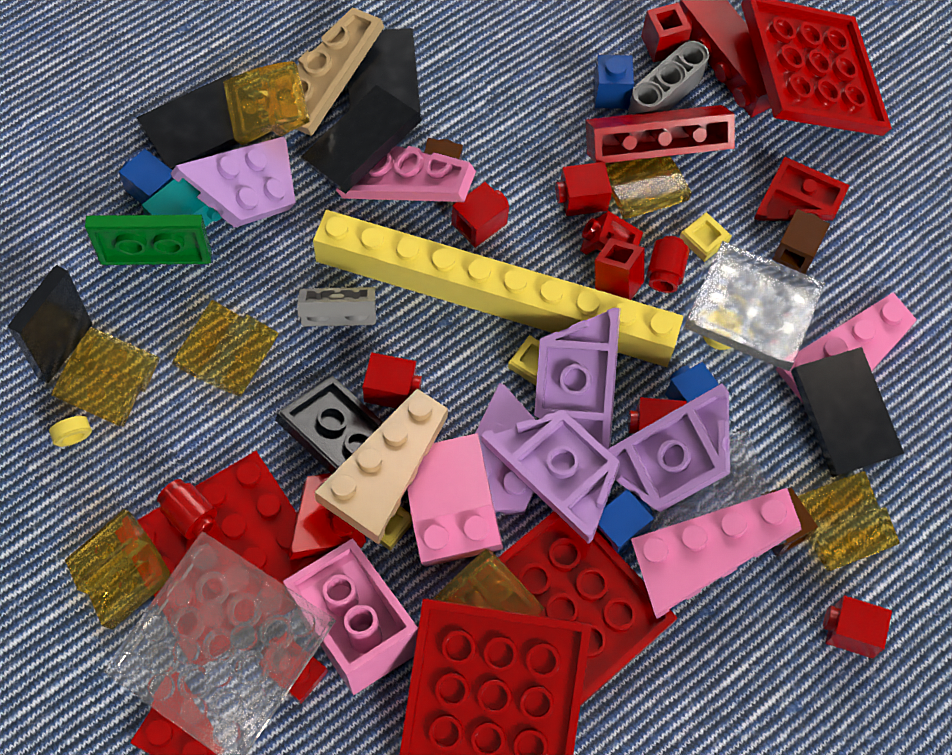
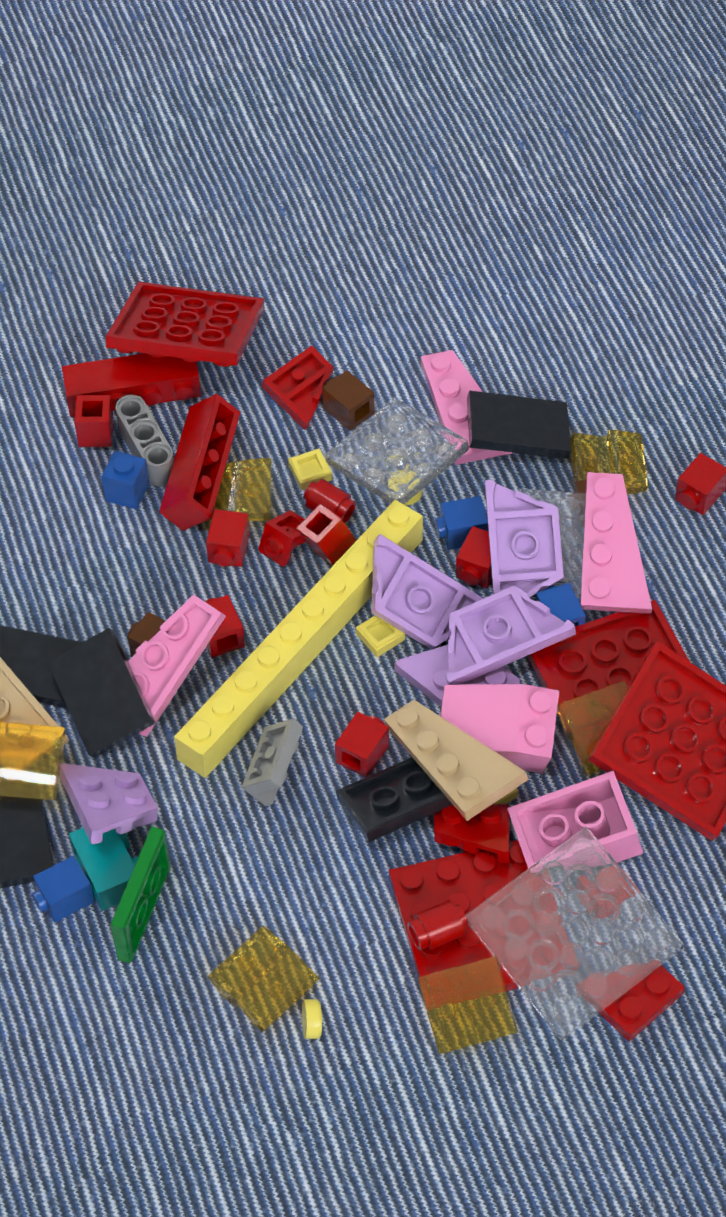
camera: 65 degrees left, 10 degrees down
(50, 324) = (211, 989): black tile -> none
(225, 348) = (271, 872): clear yellow slope -> none

